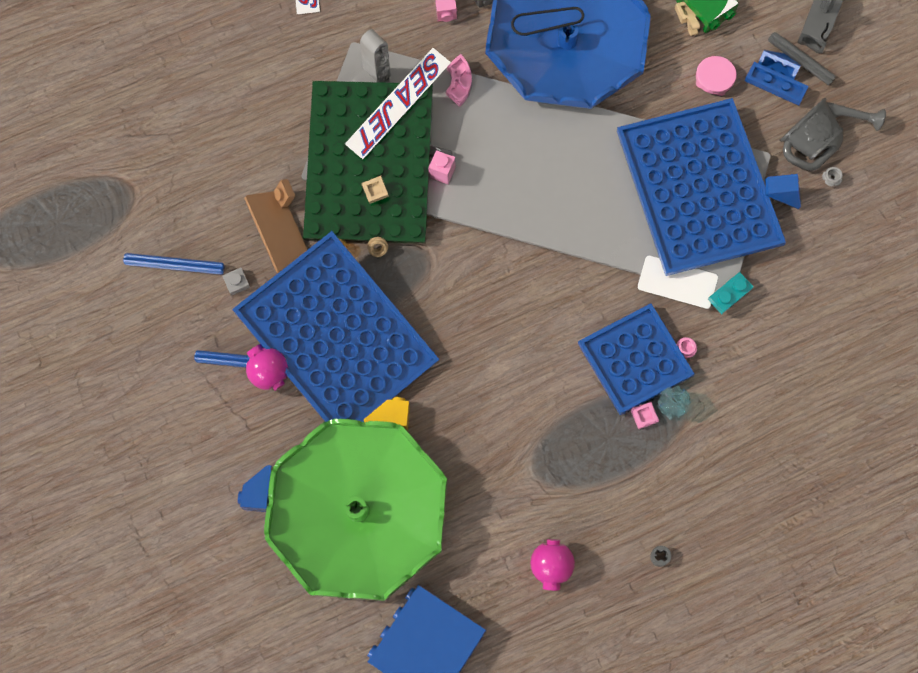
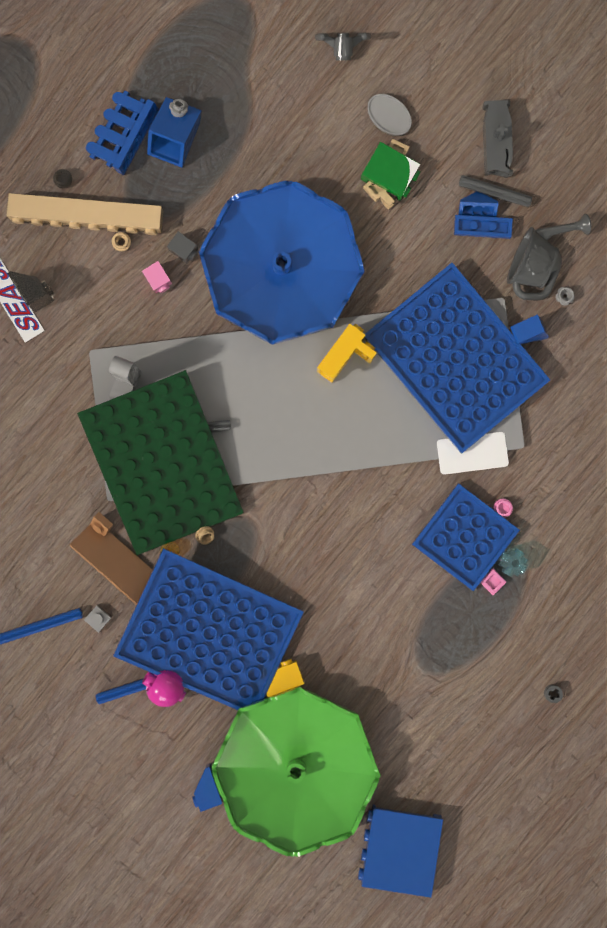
camera: 30 degrees left, 15 degrees up
(375, 189) = (181, 490): tan plate -> none
(397, 103) = (163, 402): sticker -> none
(442, 167) = (228, 440): bright pink brick -> none
(461, 80) = (205, 347): bright pink tile -> none
(547, 11) = (257, 250): black piece -> none
(552, 564) = (471, 741): dark pink brick -> none
(591, 130) = (347, 344): none -> yellow brick
(715, 75) = (427, 241): bright pink tile -> none
(730, 293) = (521, 444): teal plate -> none

